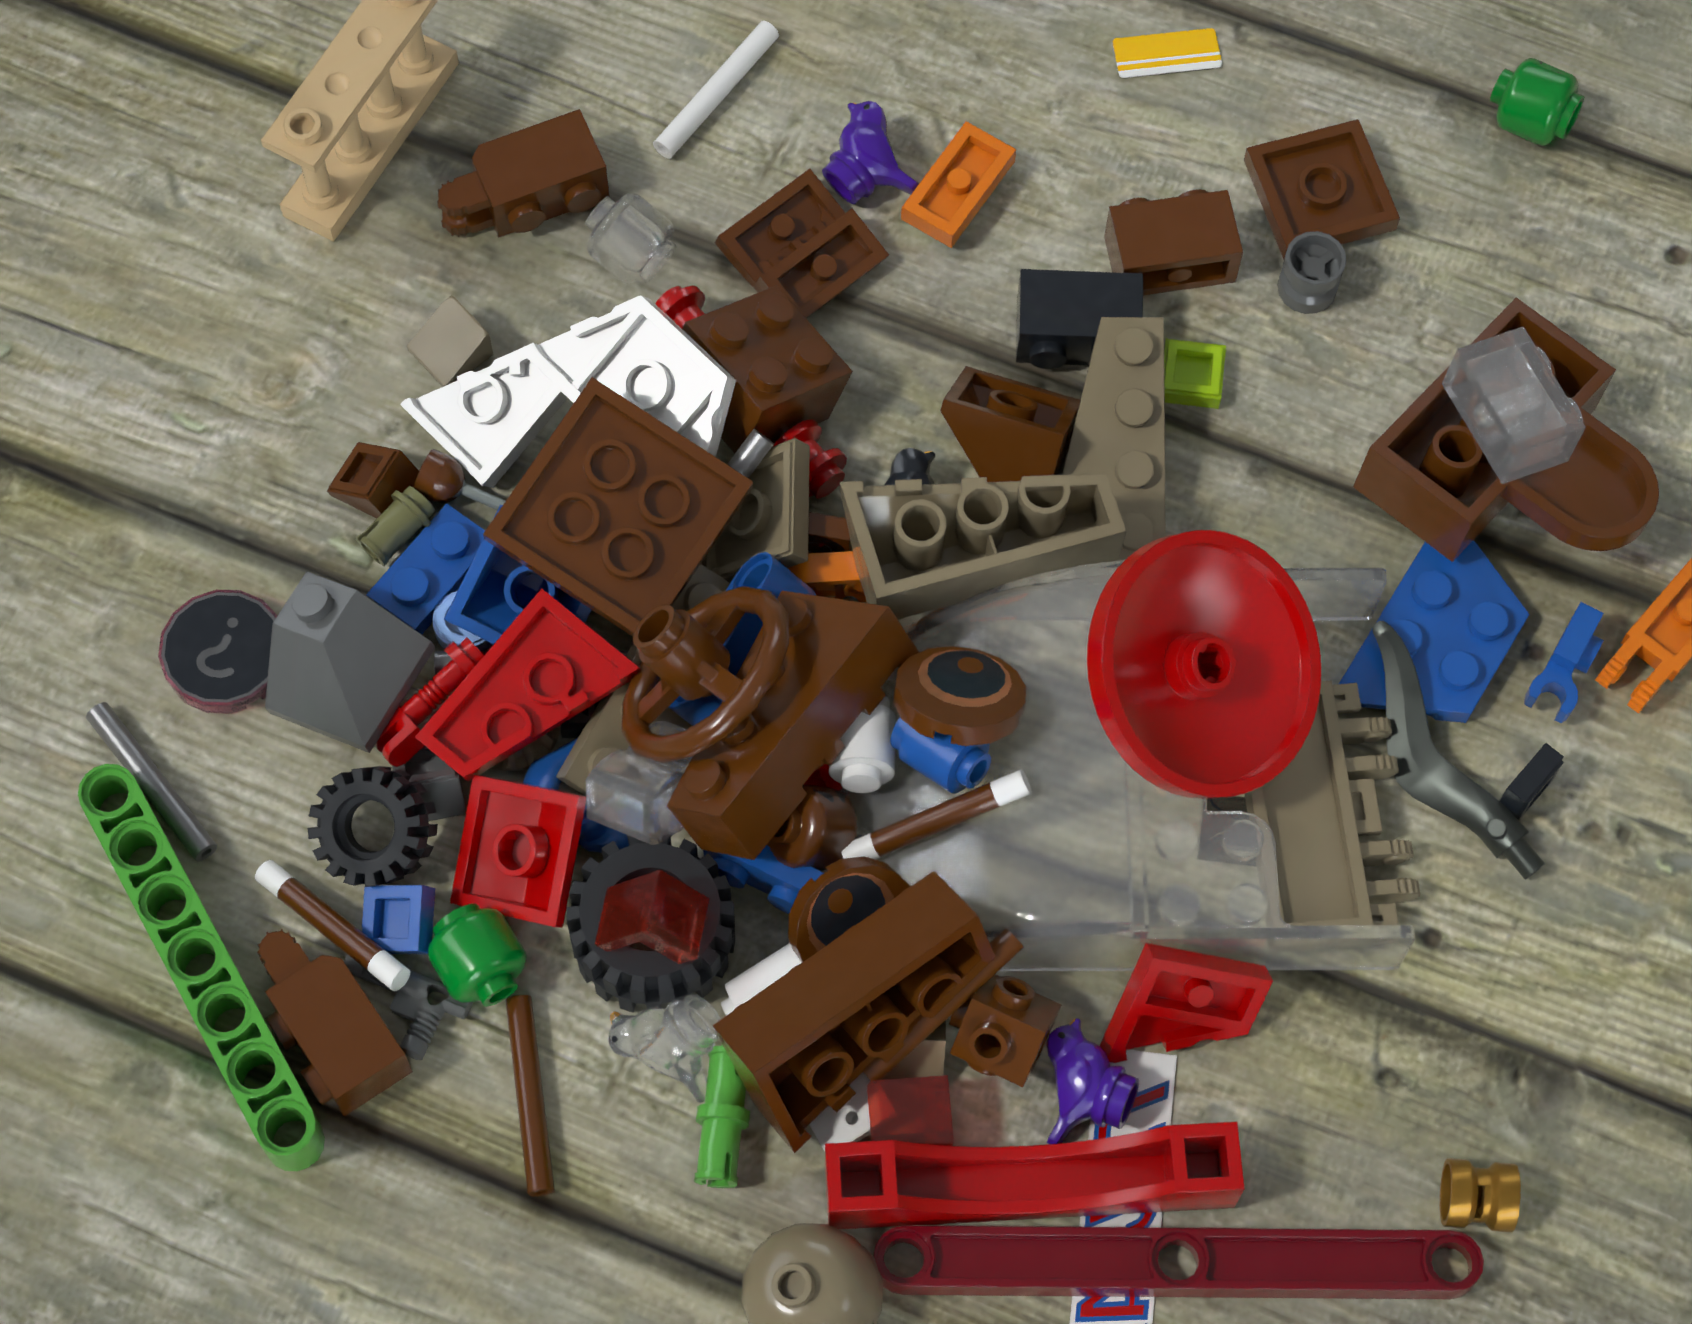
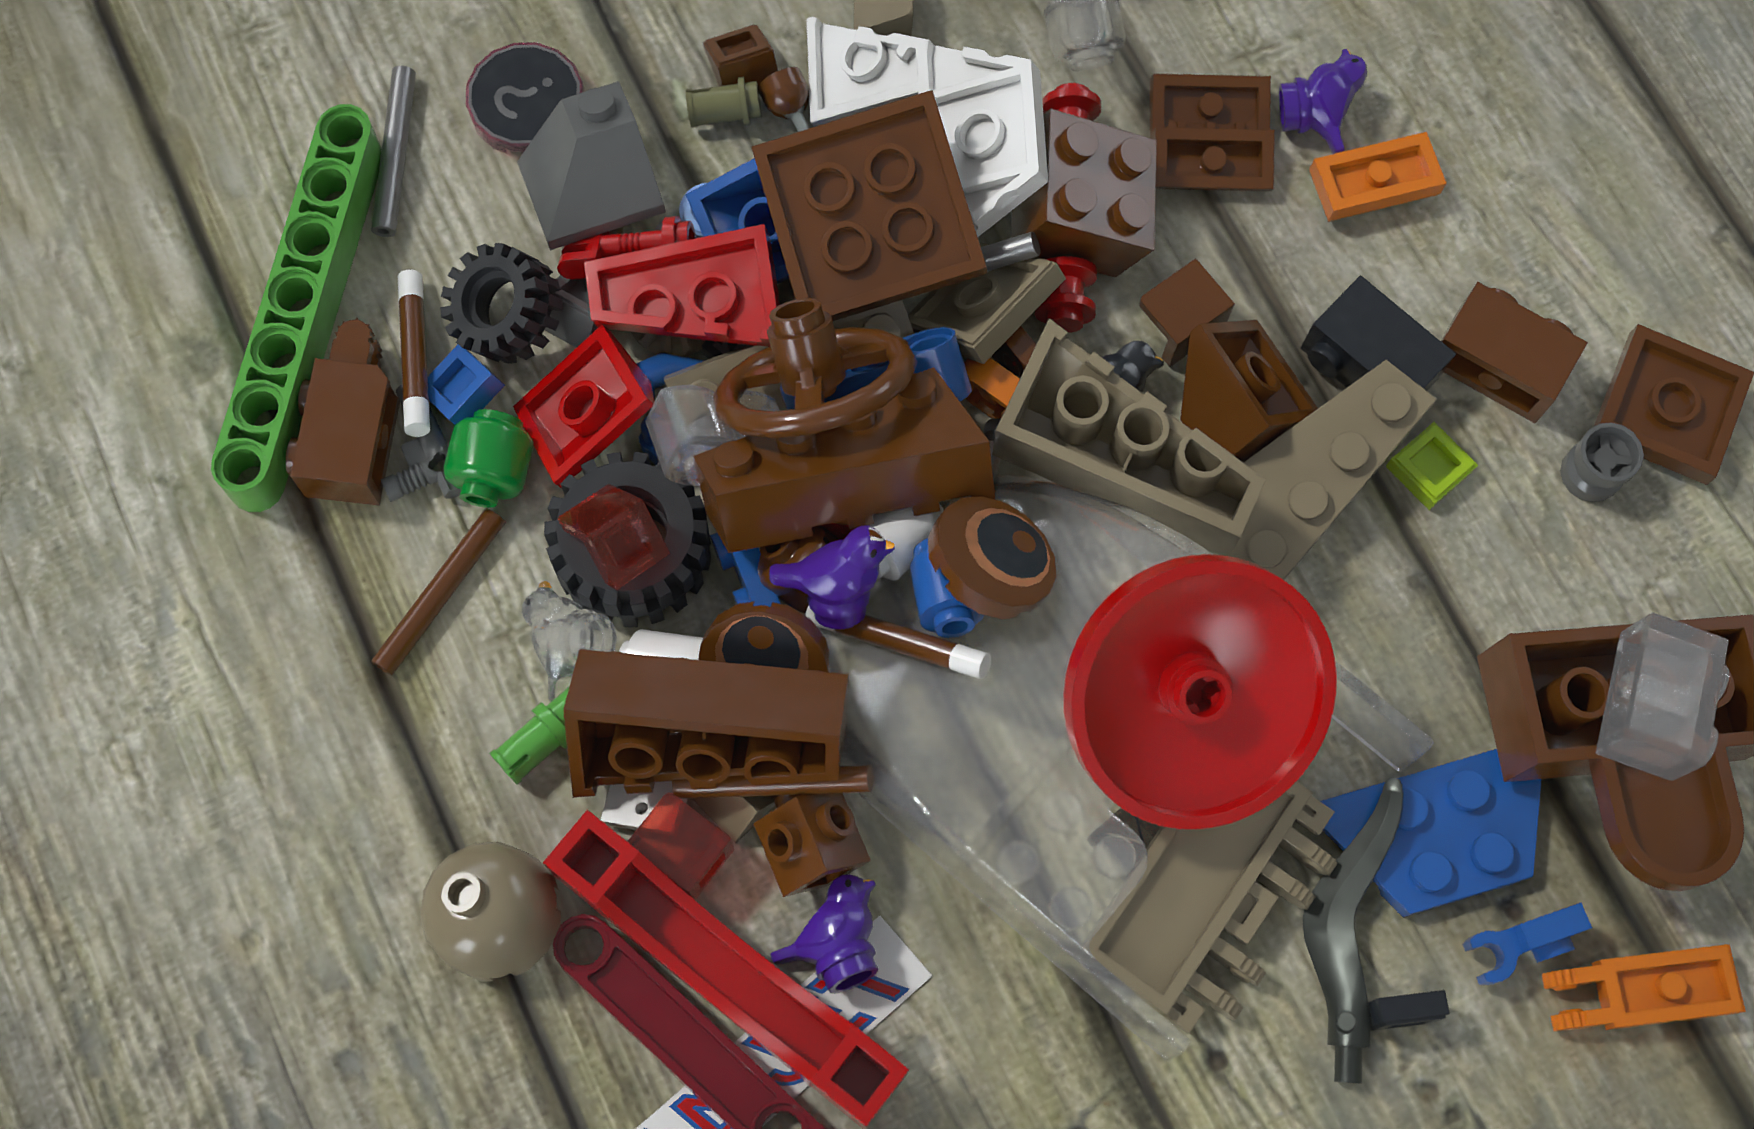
camera: 40 degrees right, 5 degrees up
(429, 569) = (709, 152): blue plate -> none
(855, 807) = (837, 576): none -> dark purple animal
(912, 396) = (1182, 304): none -> reddish brown panel
(1167, 52) = (1644, 204): yellow sticker -> none
(1184, 1000) = (969, 940): red wing -> none

